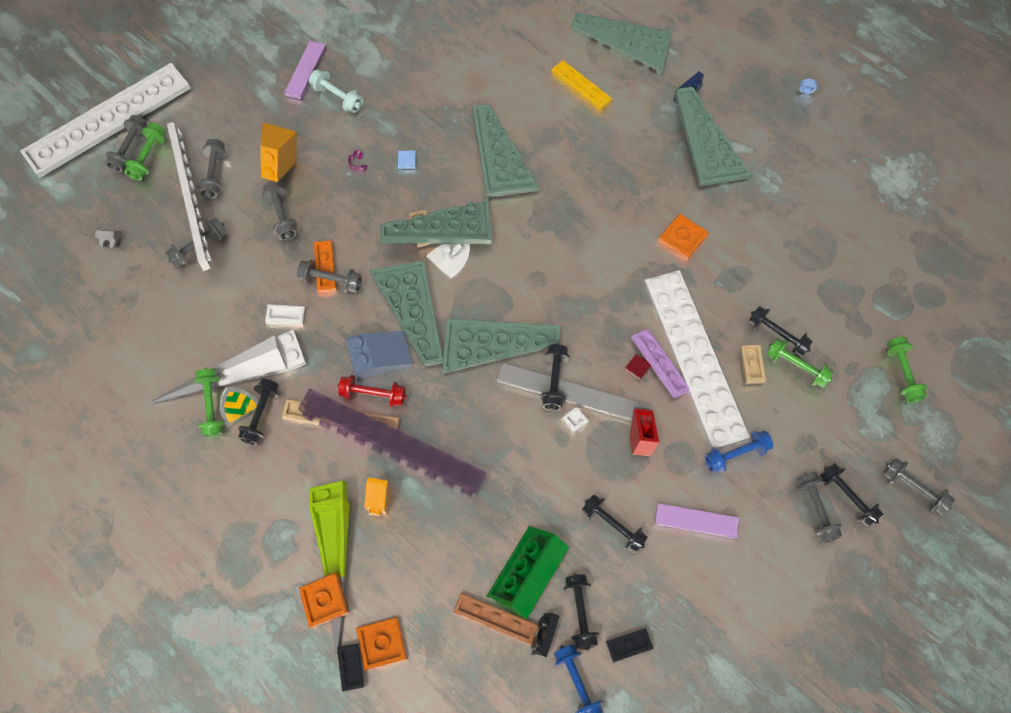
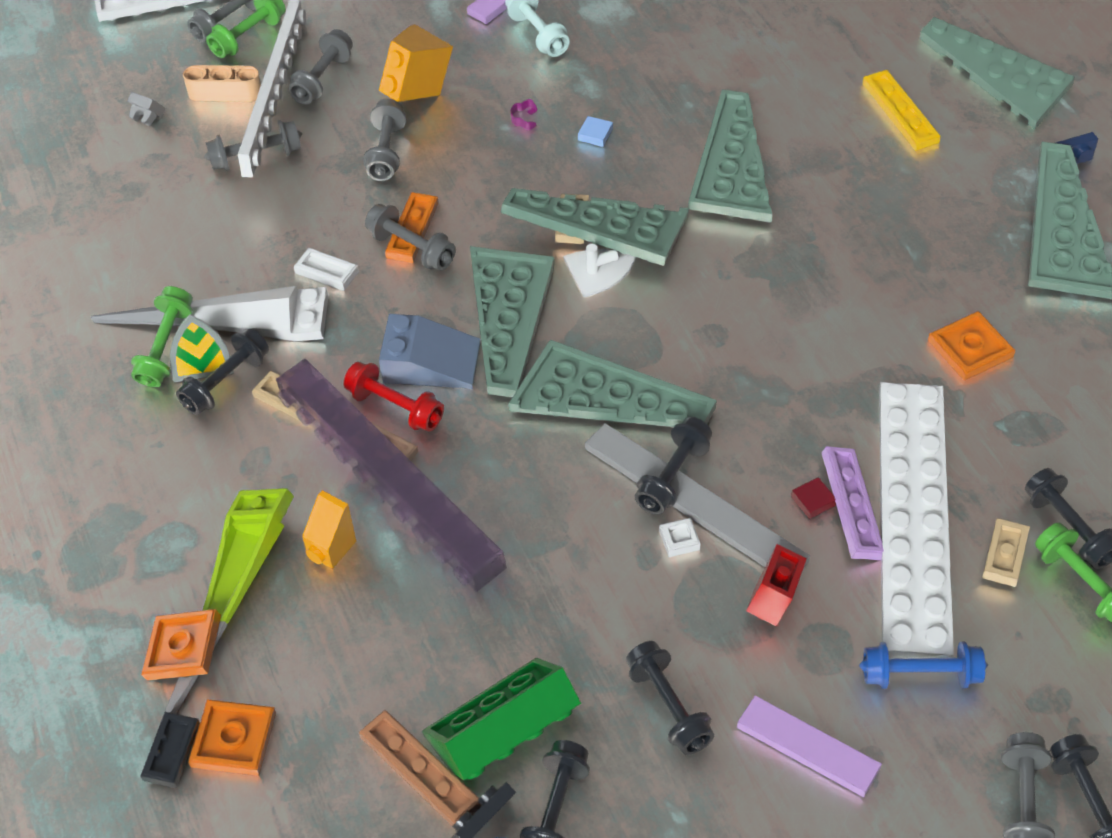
camera: 25 degrees right, 15 degrees down
(151, 201) = (222, 83): none -> light nougat beam

